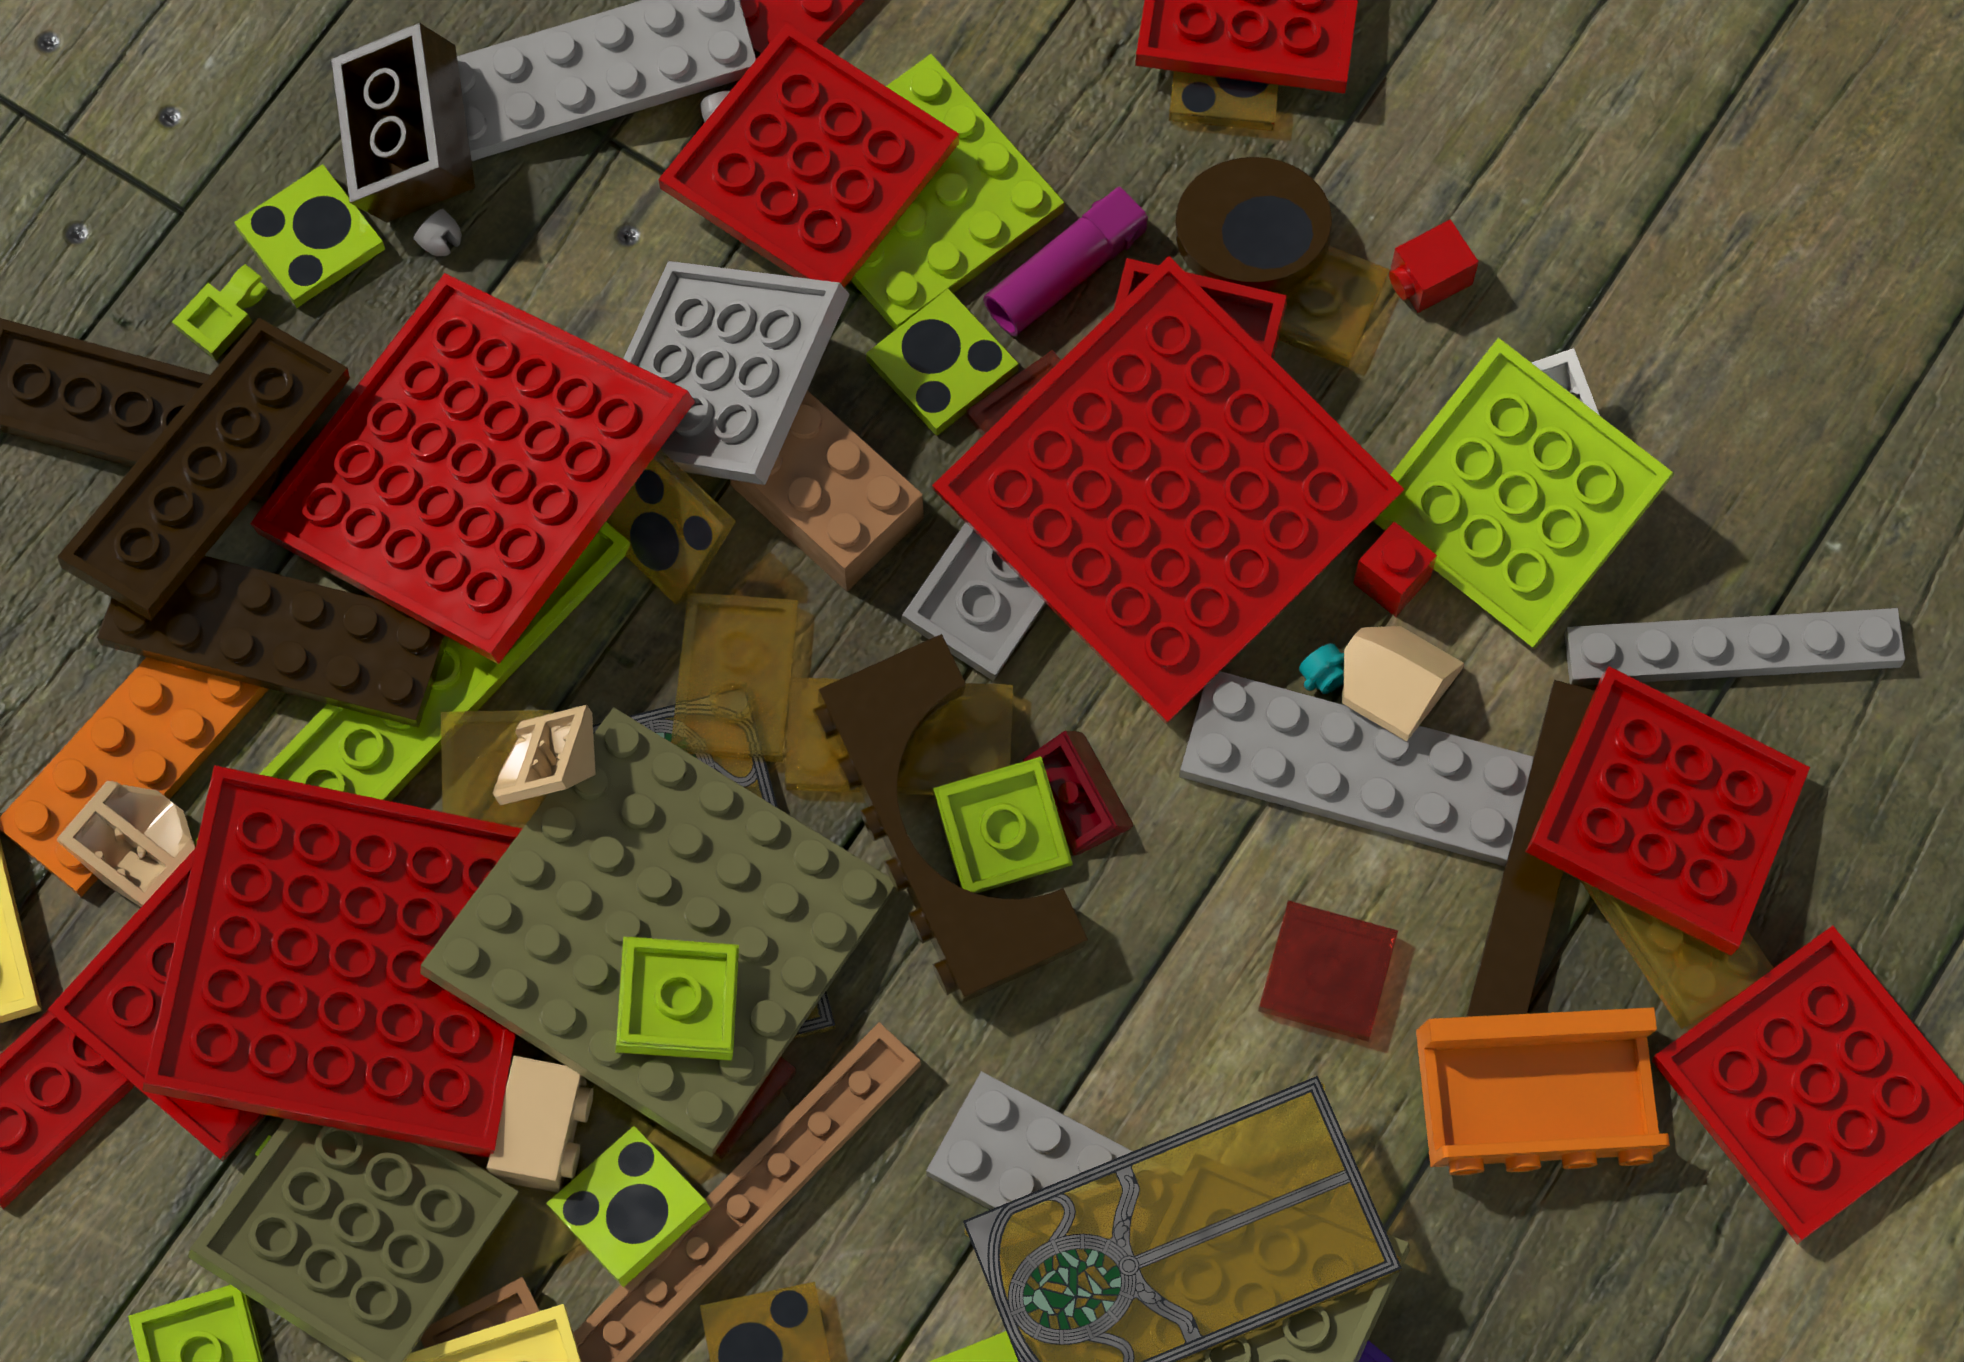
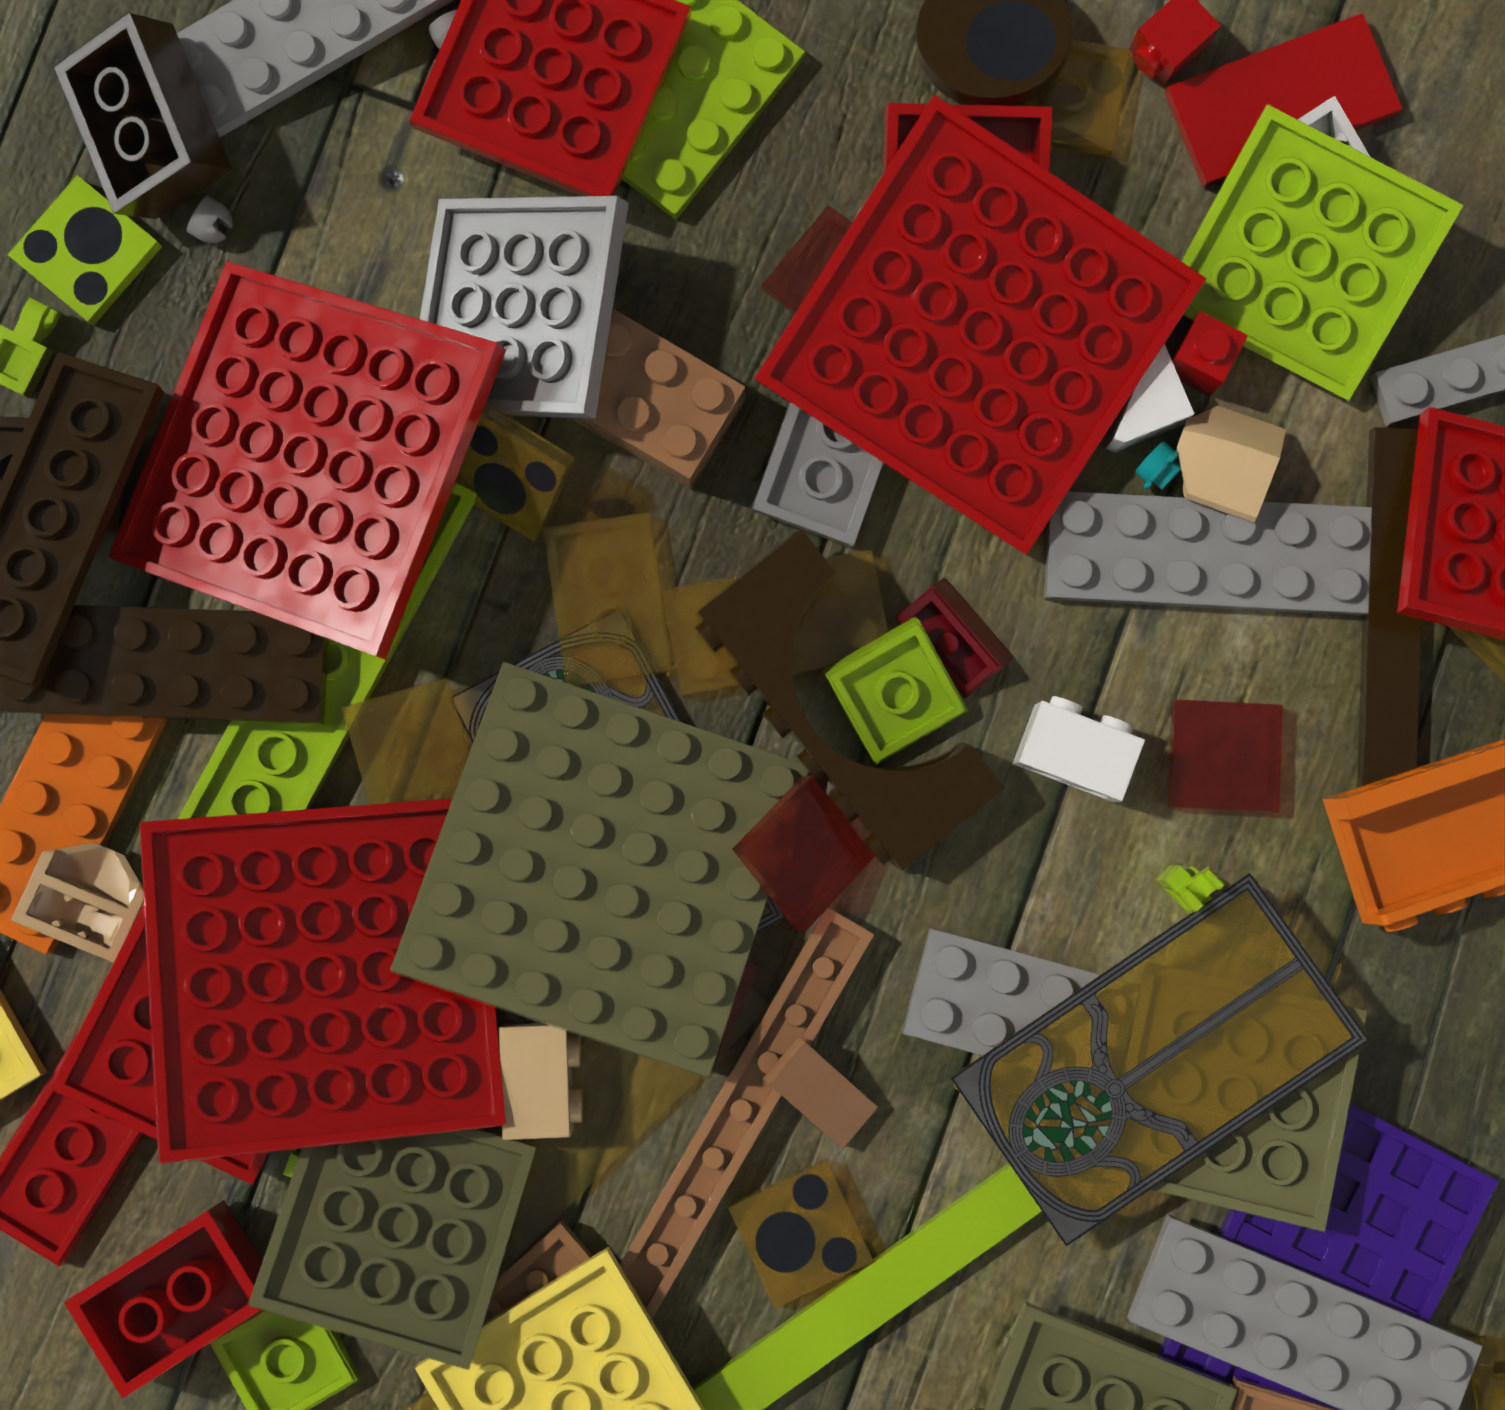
camera: 15 degrees left, 15 degrees up
(106, 1255) = (169, 1299): none -> red brick
(548, 755) = (455, 736): tan slope -> none
(628, 1206) = (640, 1135): lime tile -> none
(677, 998) = (639, 943): lime tile -> none
(824, 1207) = (820, 1092): none -> medium nougat tile
(868, 959) = (803, 853): none -> clear red tile
(942, 362) = (726, 240): lime tile -> none
(1066, 261) = (822, 112): magenta piece -> none
(1174, 923) = (1079, 749): none -> white brick
(1254, 1083) = (1189, 886): none -> lime plate
(1329, 609) = (1153, 407): none -> white slope
(1594, 322) = (1295, 77): none -> red tile

